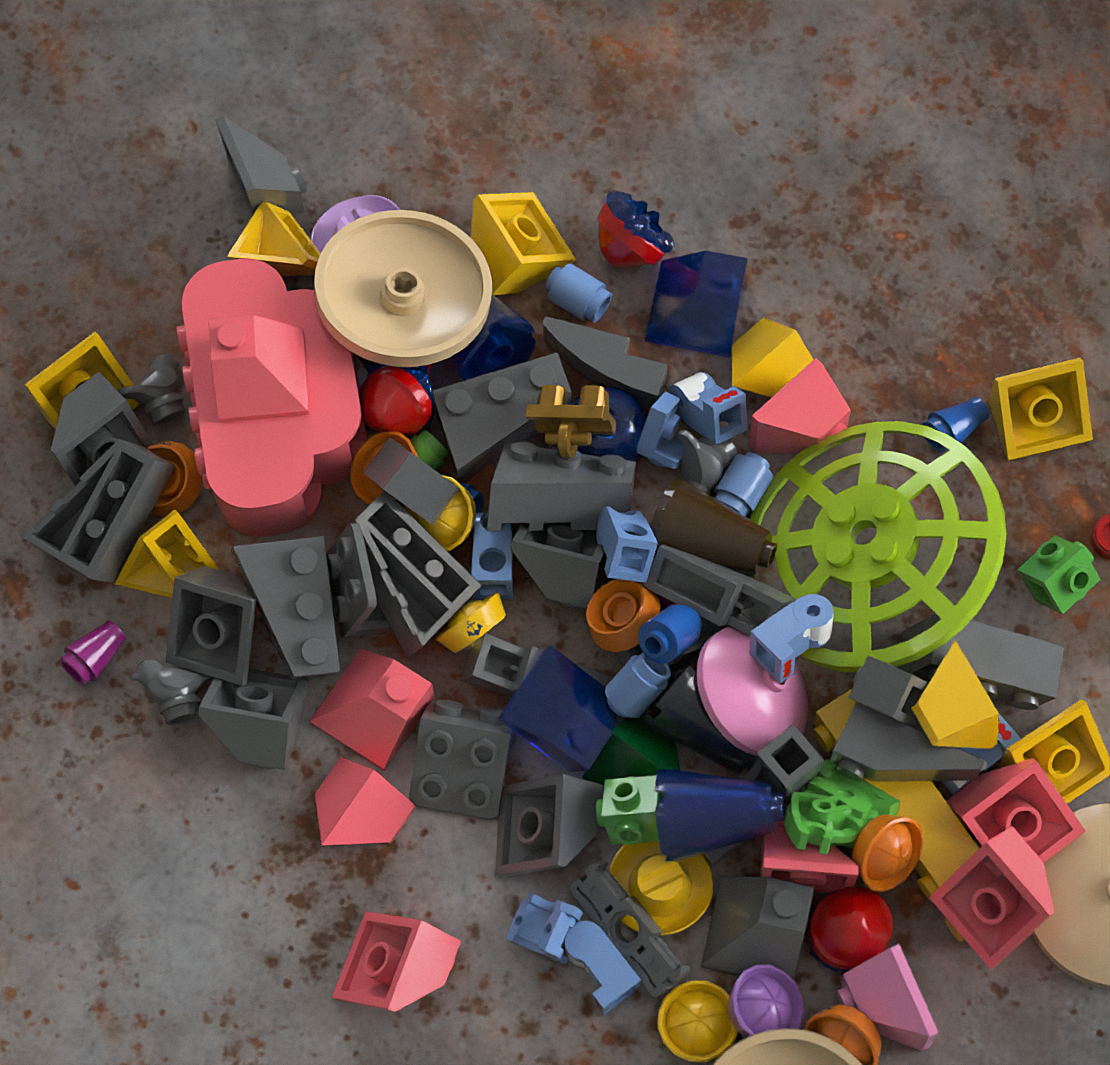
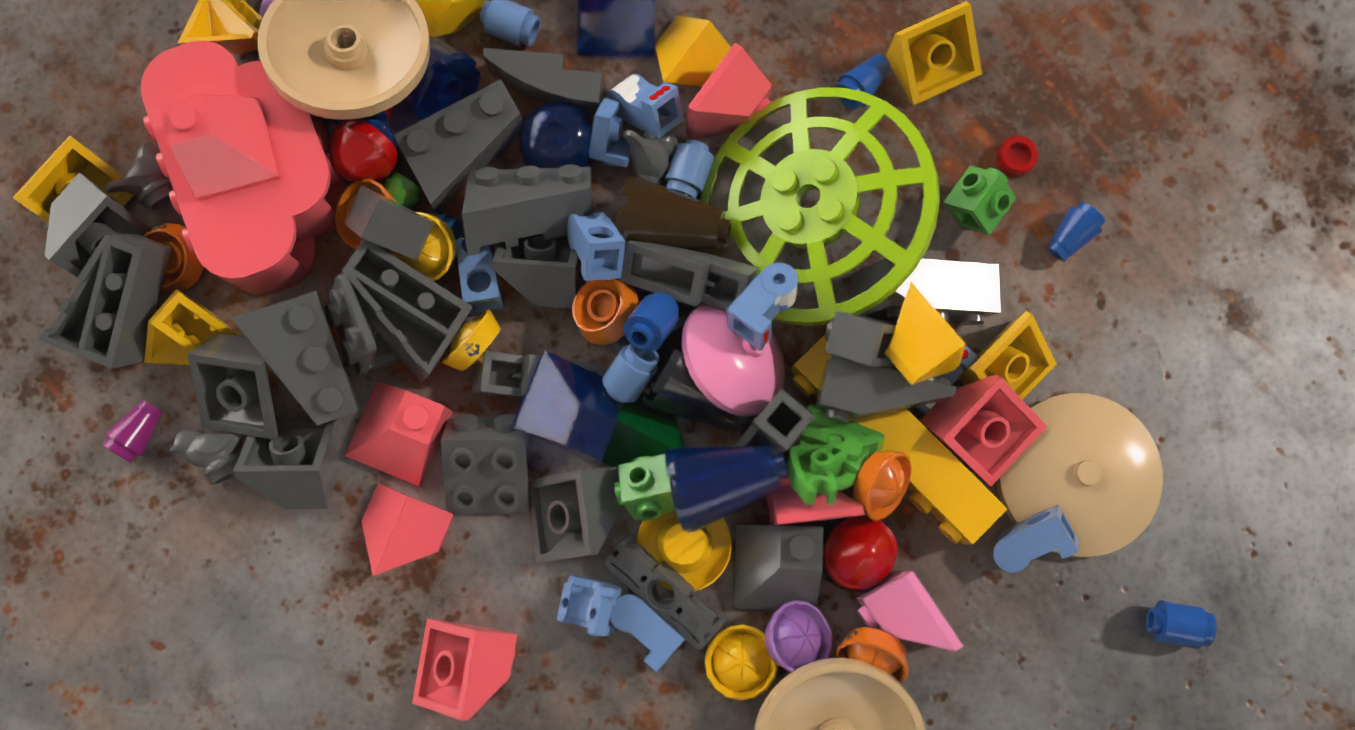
camera: 20 degrees left, 10 degrees up
(571, 424) = (524, 144): pearl gold hips -> none
(997, 897) = (989, 506): coral slope -> none
(1048, 946) = (1034, 538): none -> medium blue leg

